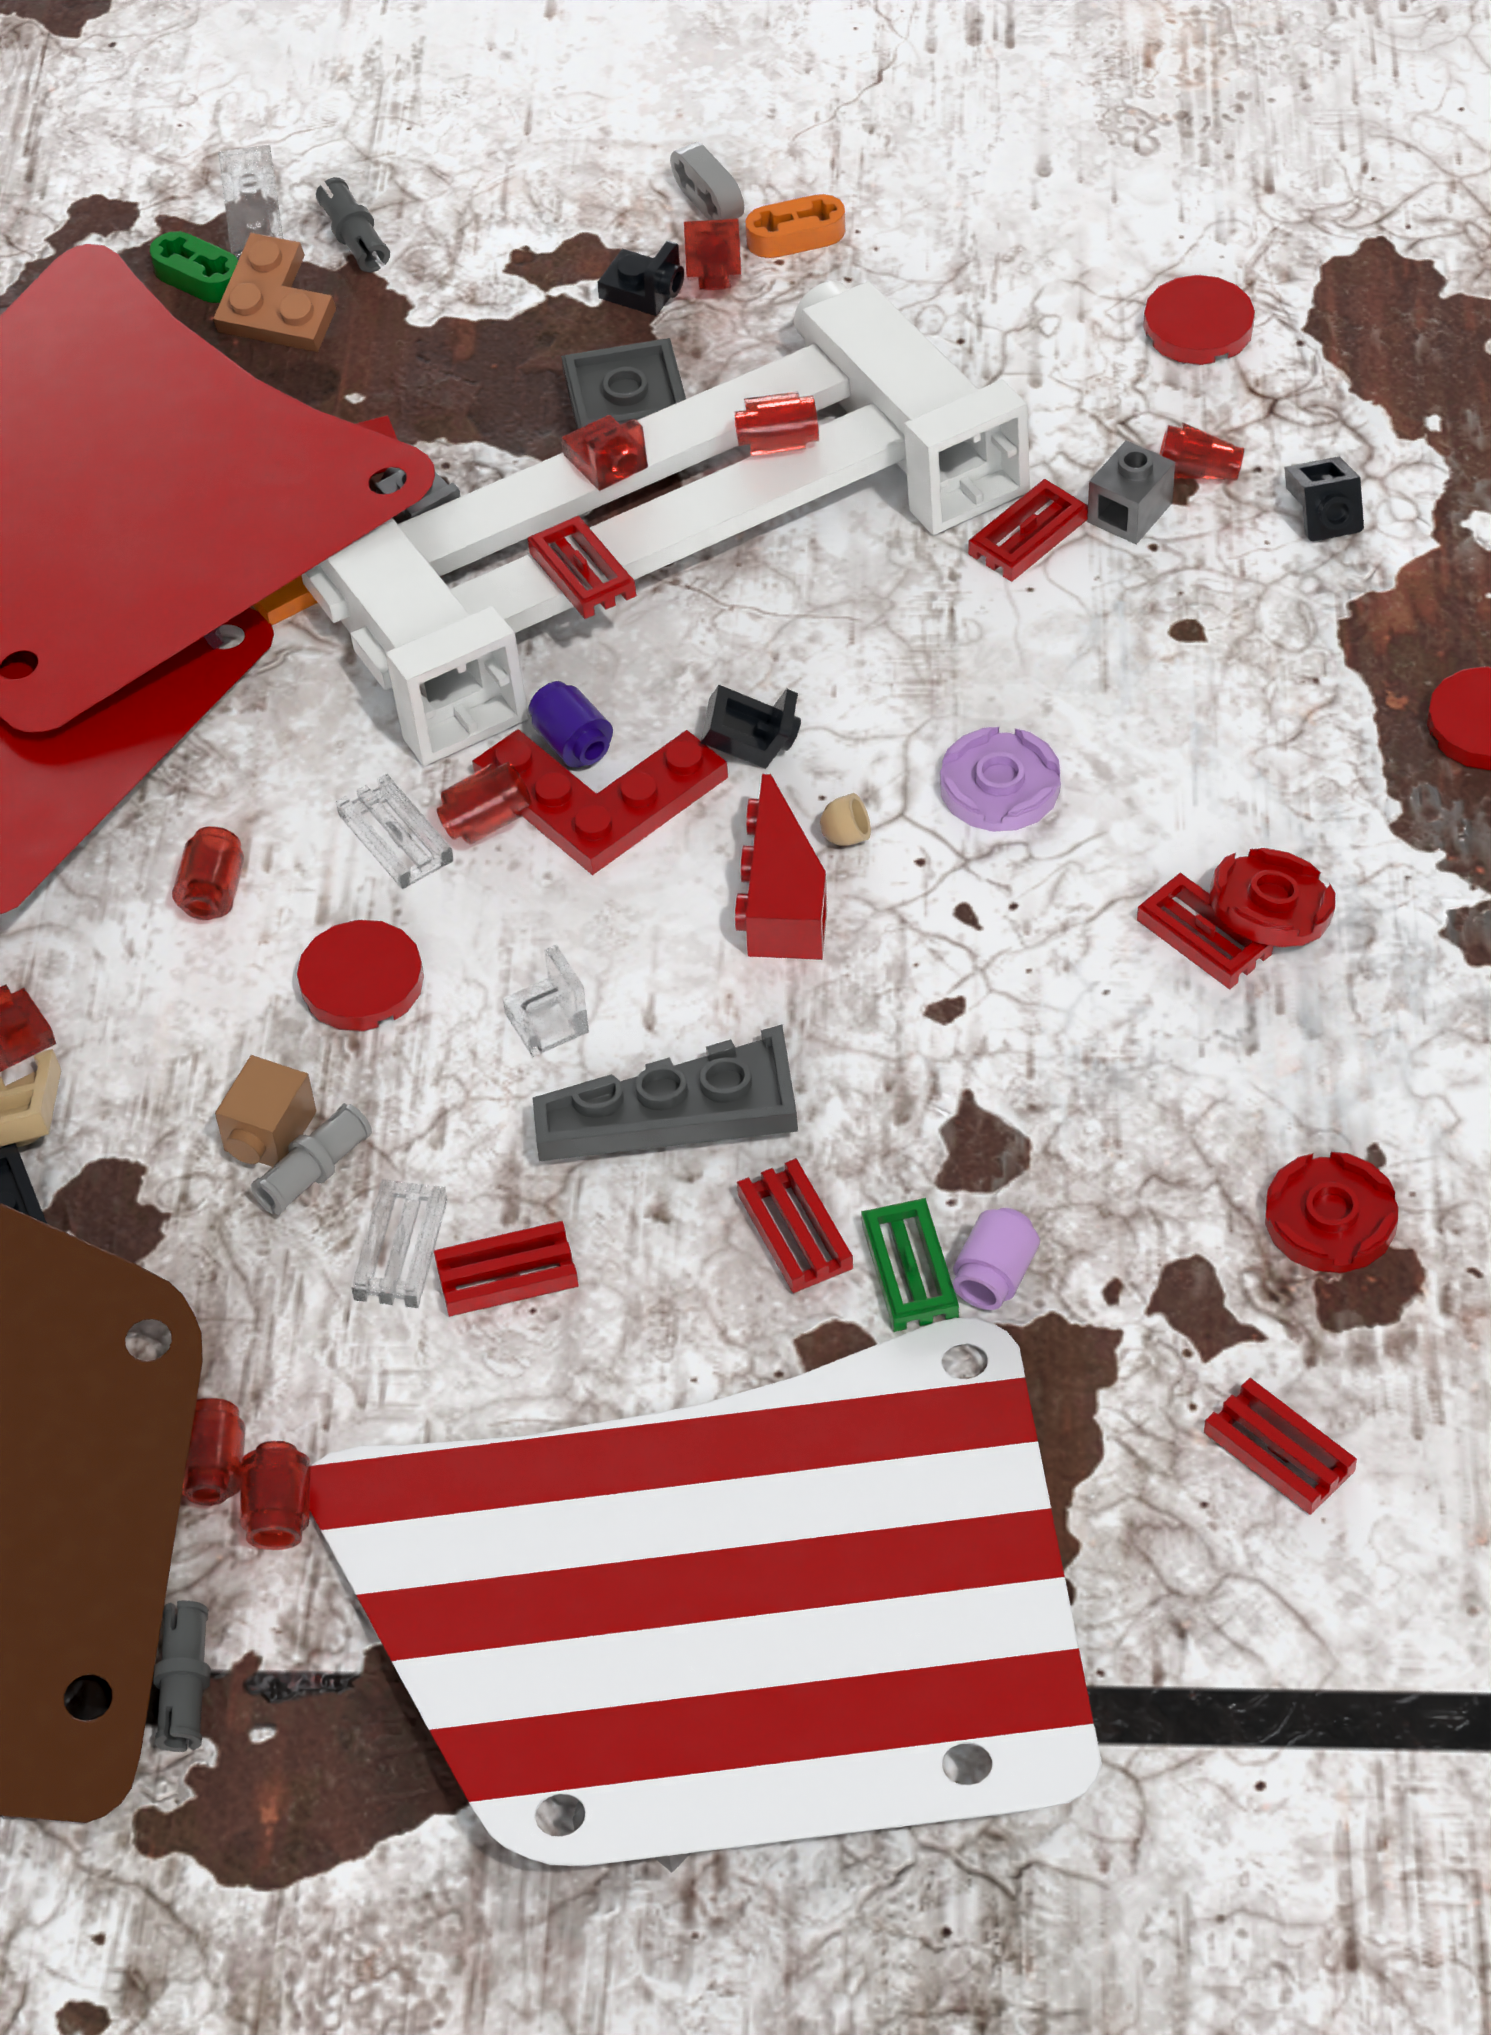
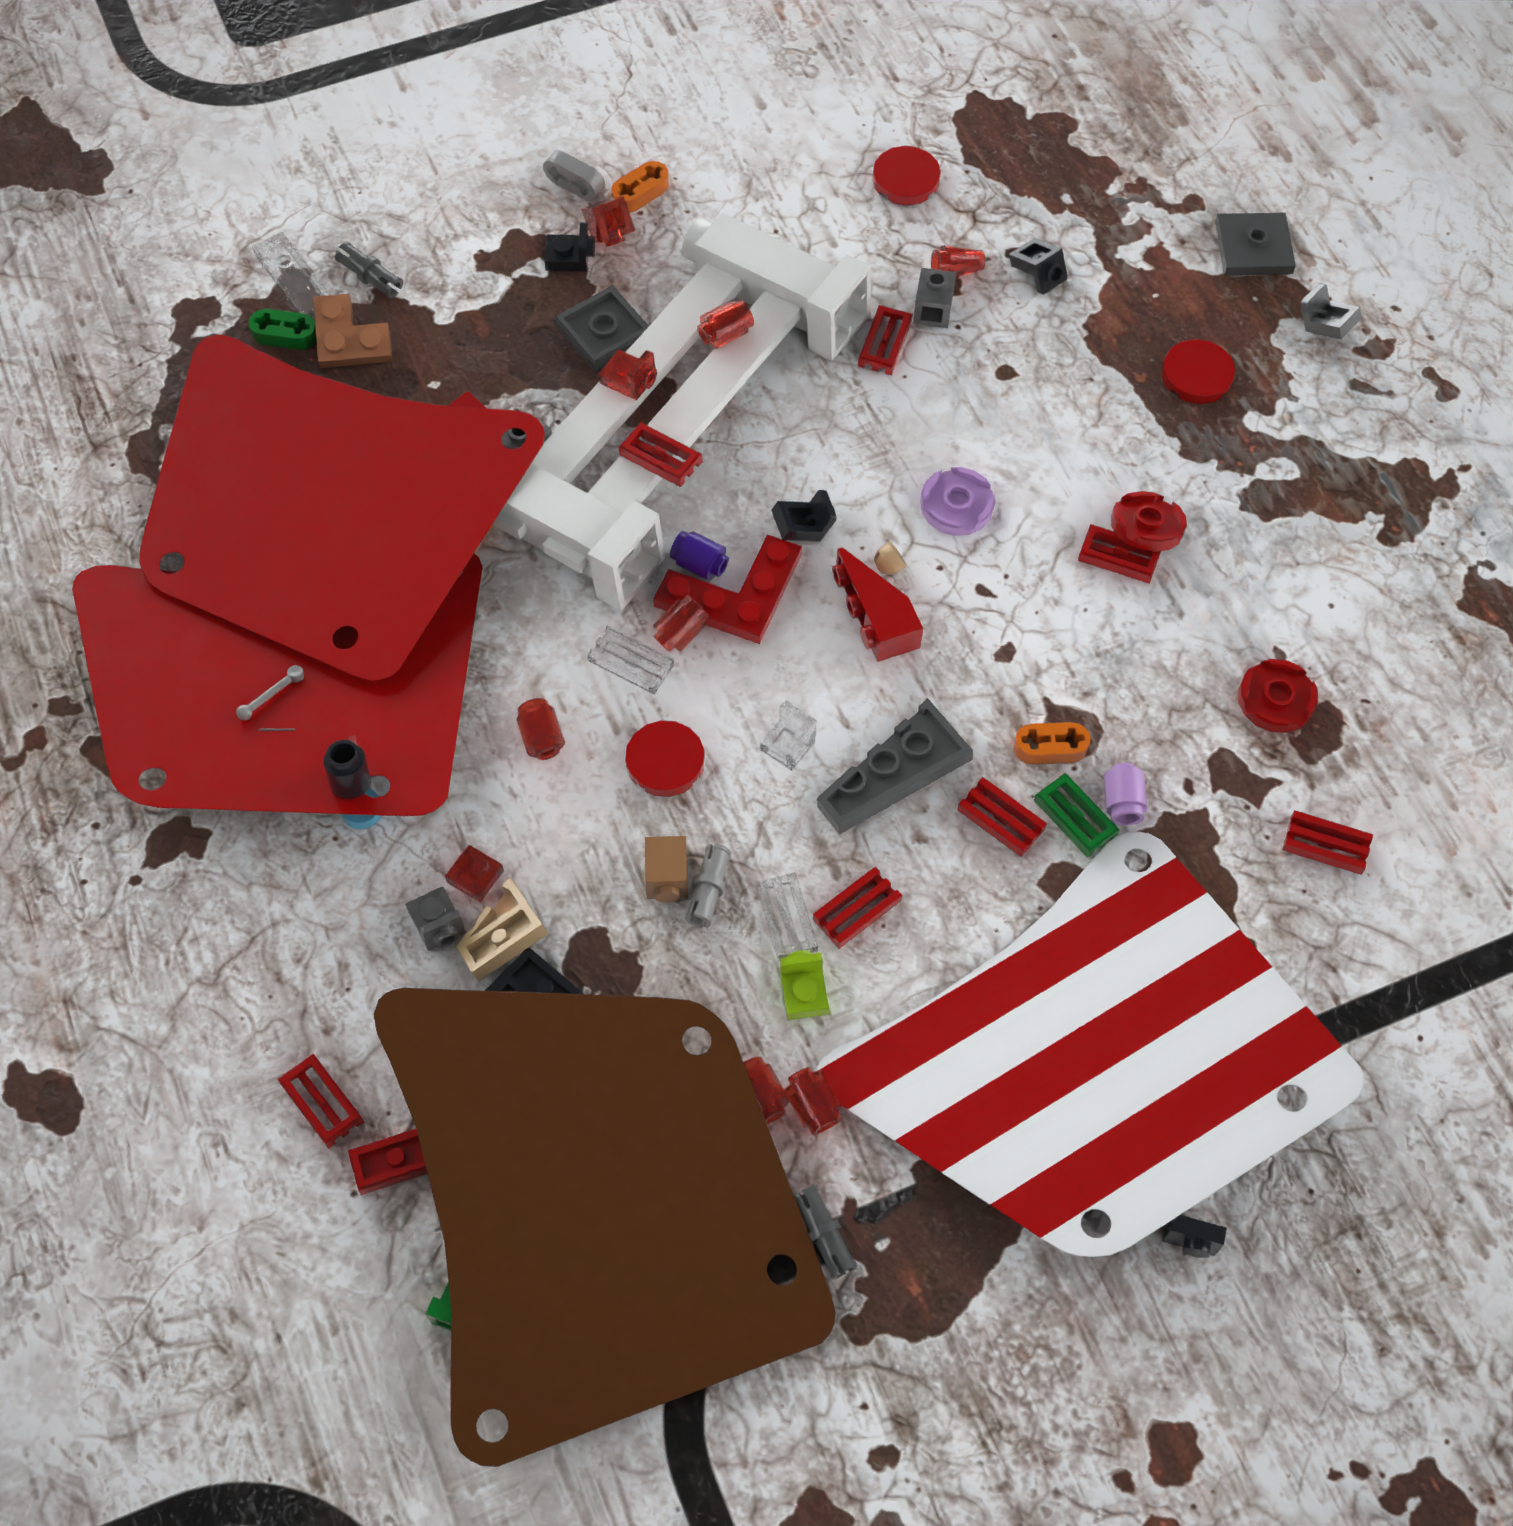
camera: 30 degrees left, 10 degrees up
(362, 1339) = (803, 985): none -> lime bracket
(709, 1904) = (1195, 1236): none -> black bracket
(932, 1152) = (1051, 743): none -> orange beam

